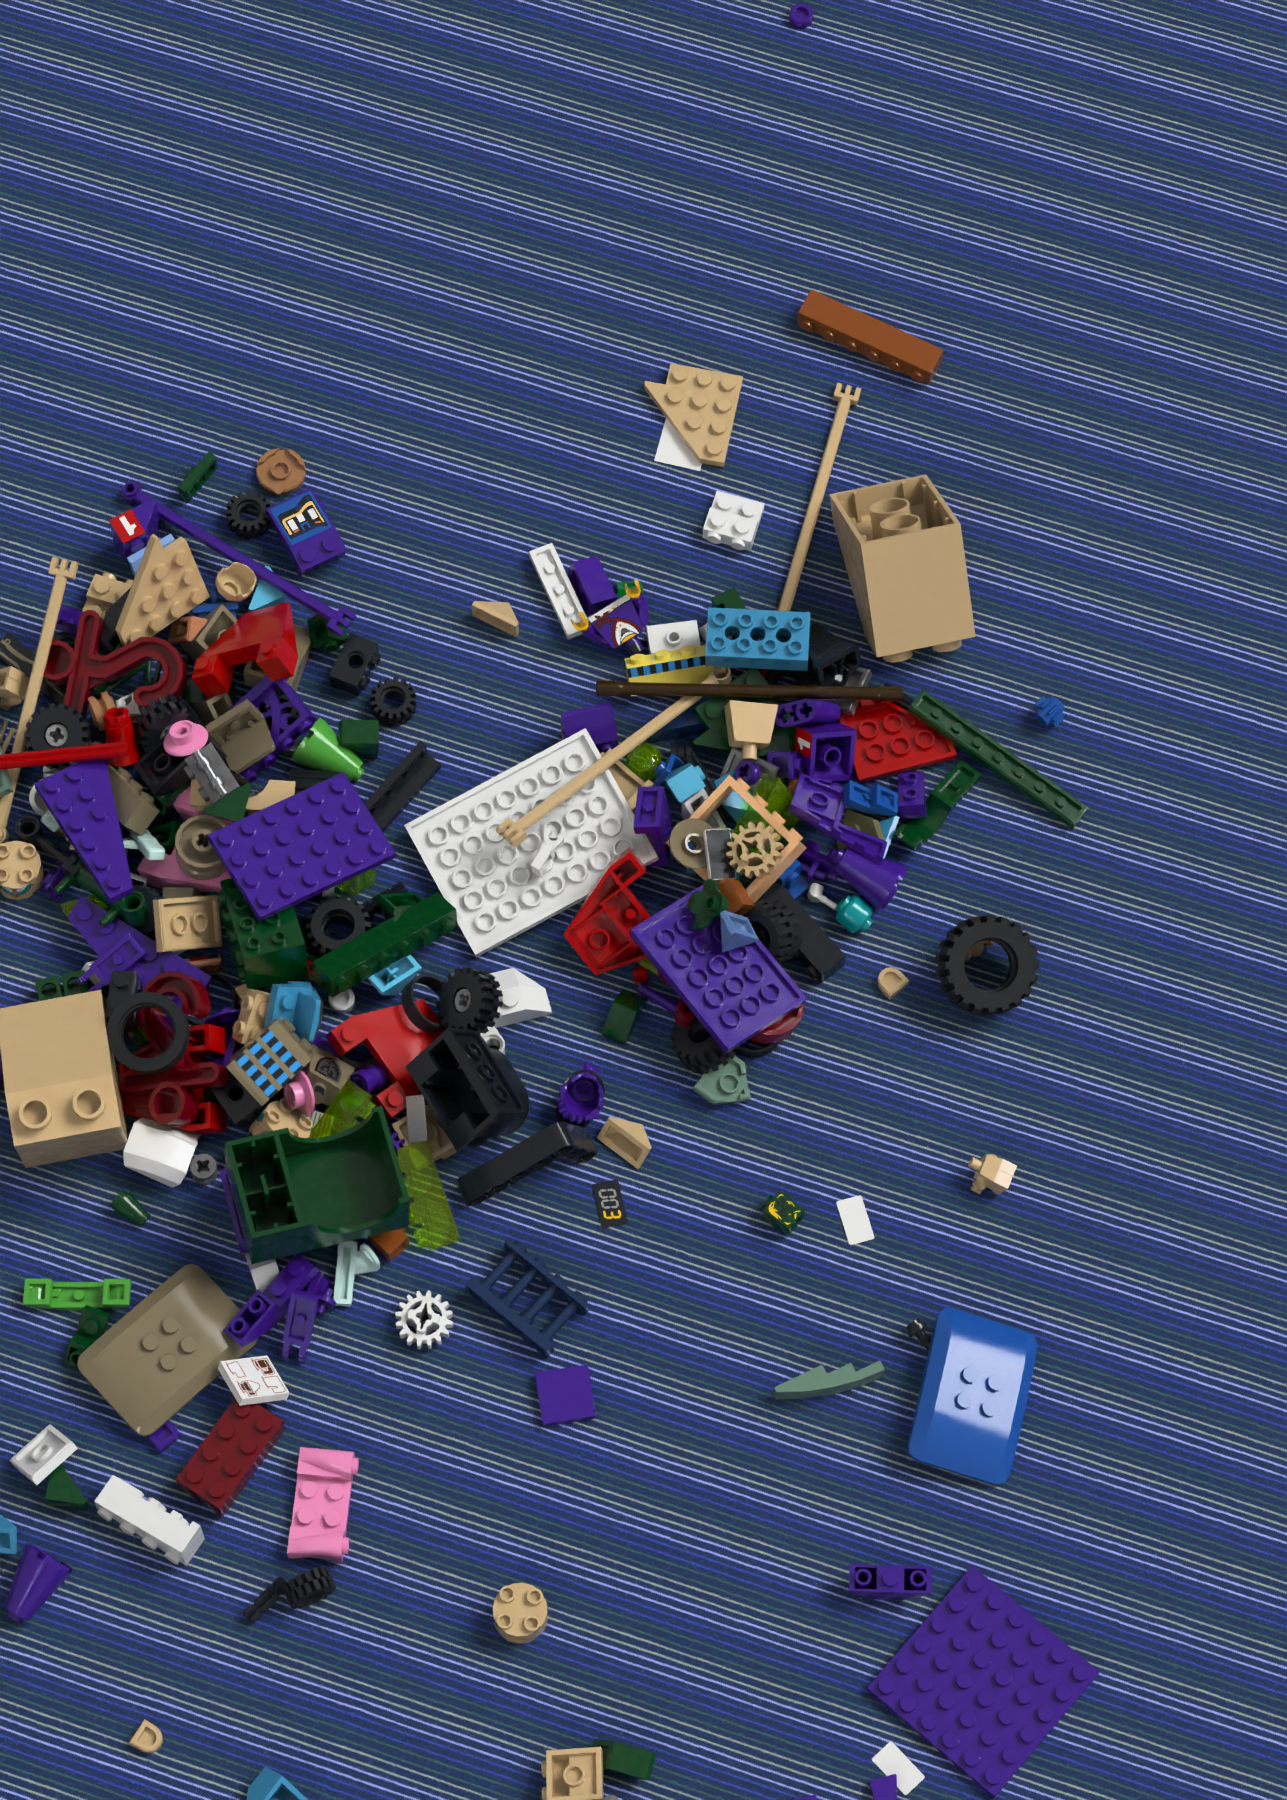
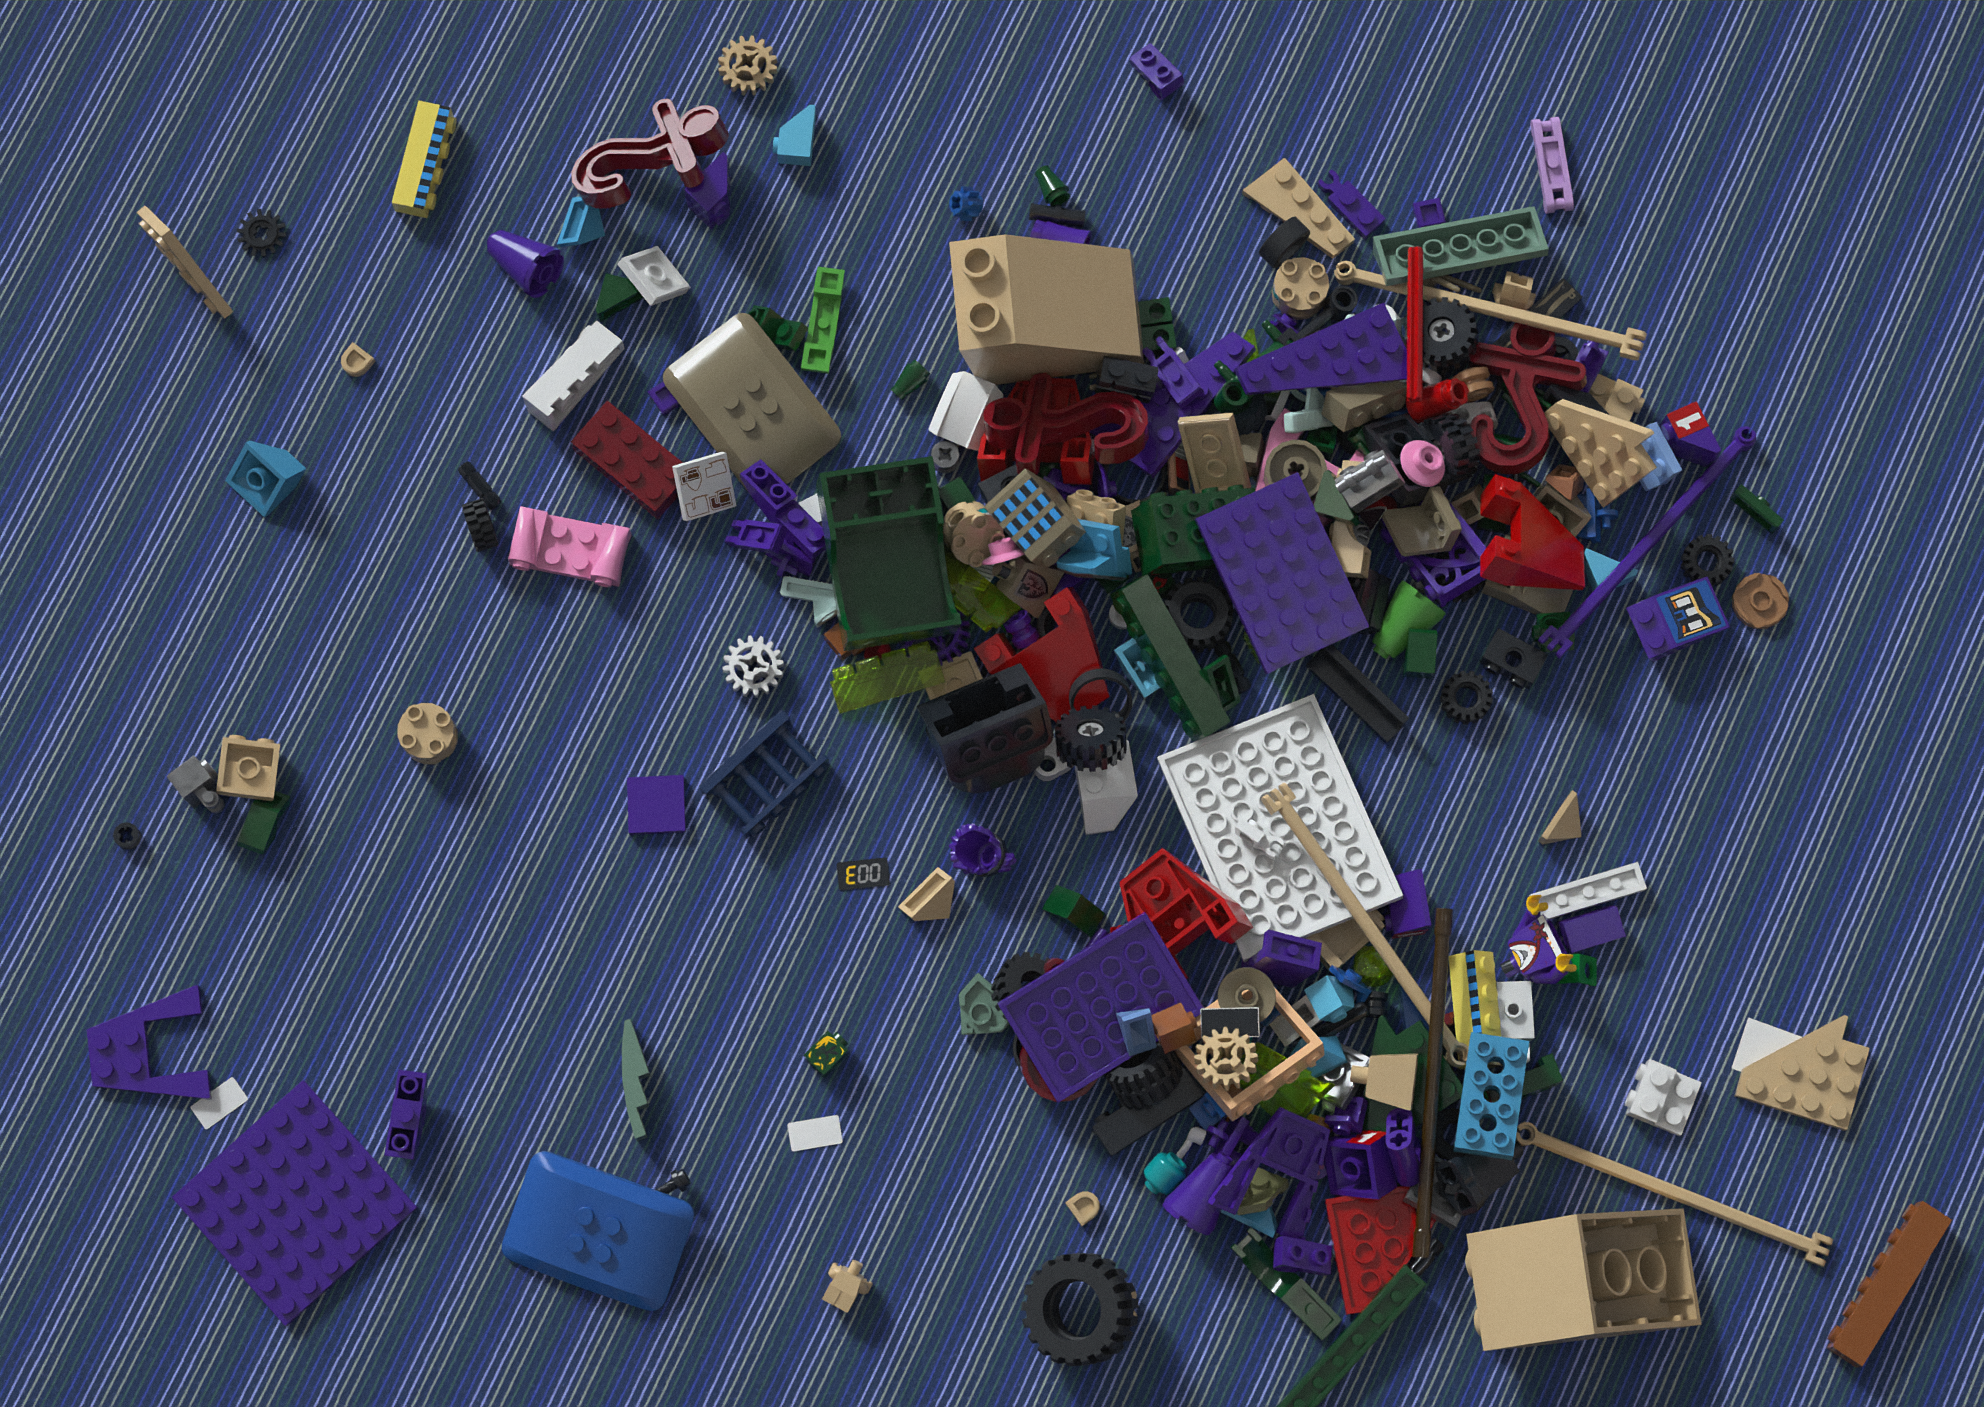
camera: 95 degrees right, 10 degrees up
(125, 1010) = (1058, 368): black tyre -> none
(235, 582) = (1616, 534): tan hair -> none
(416, 1118) = (966, 672): white sticker -> none
(553, 1142) = (910, 788): black beam -> none
(707, 904) = (1166, 998): dark green plate -> none
(753, 775) = (1332, 1068): dark purple bush -> none
(875, 800) = (1293, 1205): blue slope -> none

